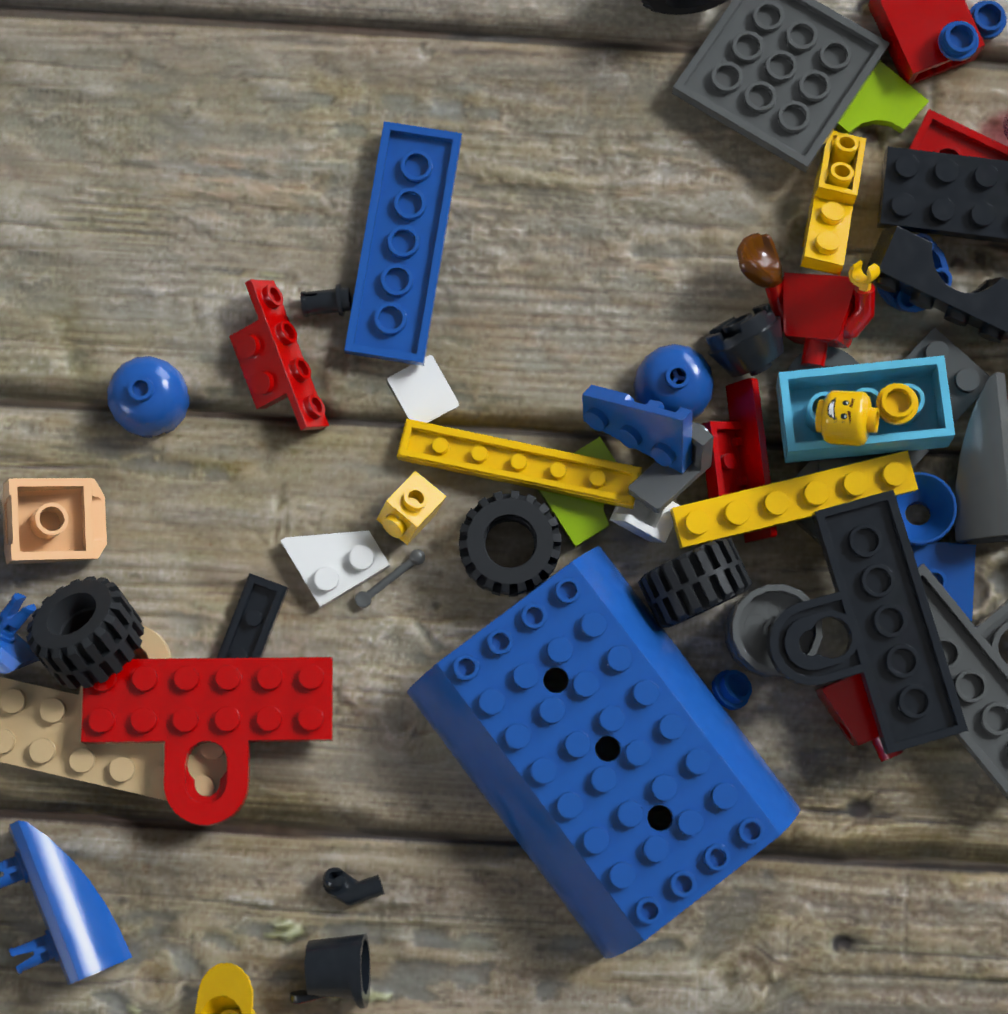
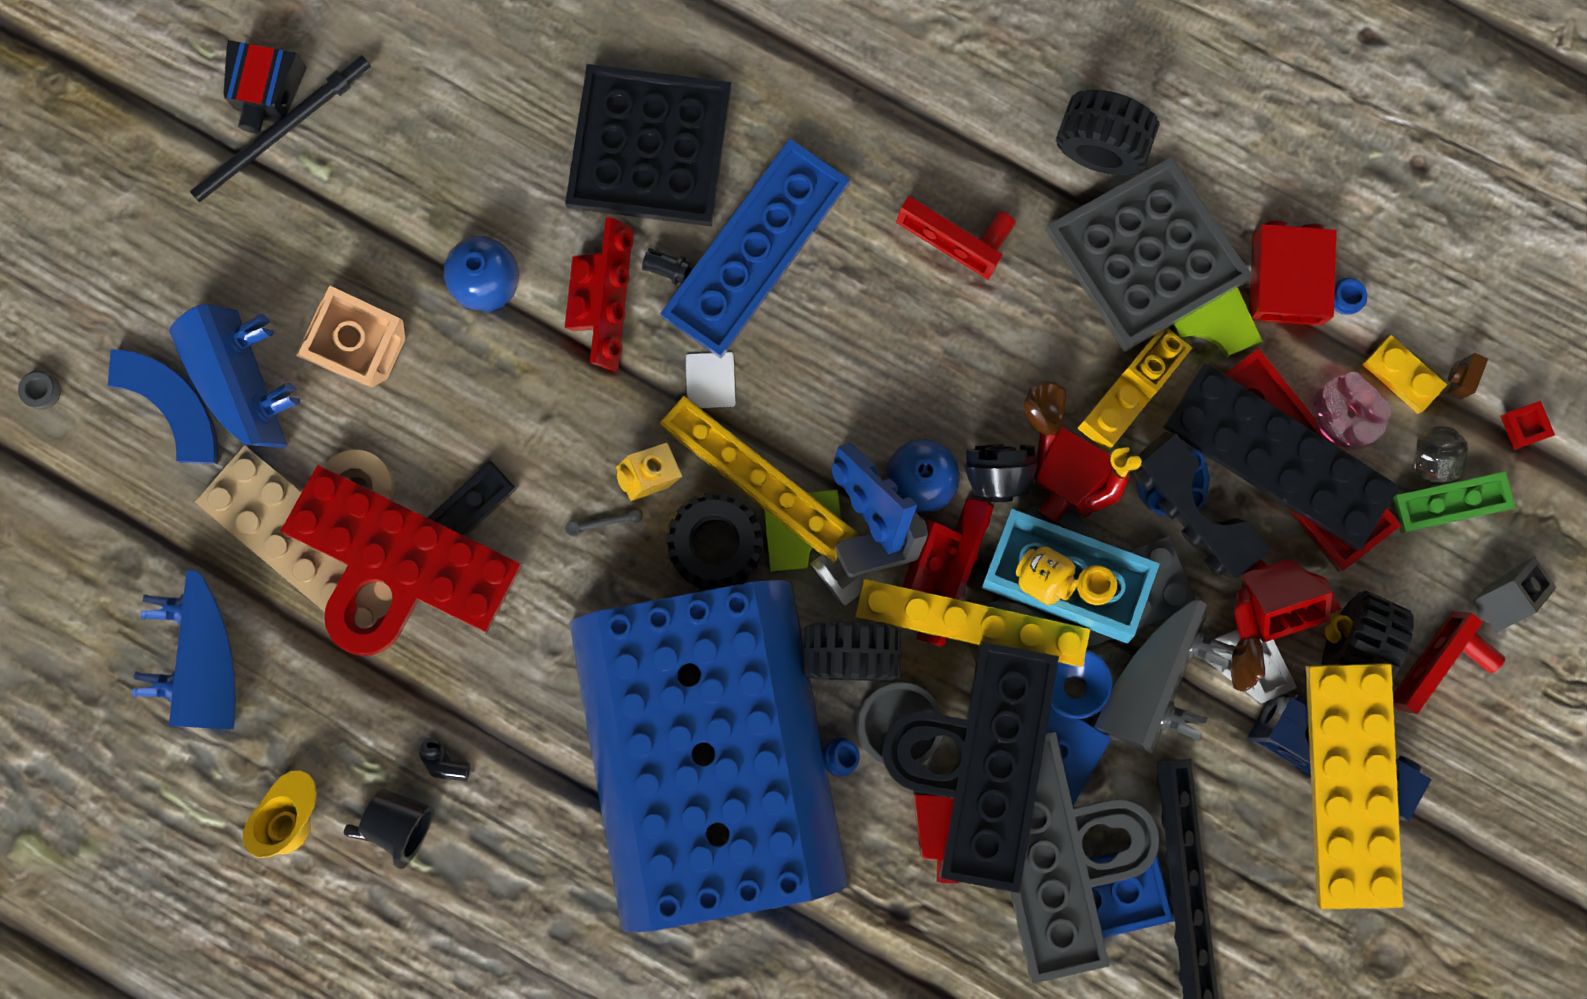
camera: 30 degrees right, 0 degrees up
(85, 632) = (327, 442): black tyre -> none
(249, 193) = (648, 145): none -> black plate
(335, 562) = (565, 486): white wing -> none
(615, 147) = (974, 253): none -> red piece
(958, 41) = (1311, 302): blue plate -> none

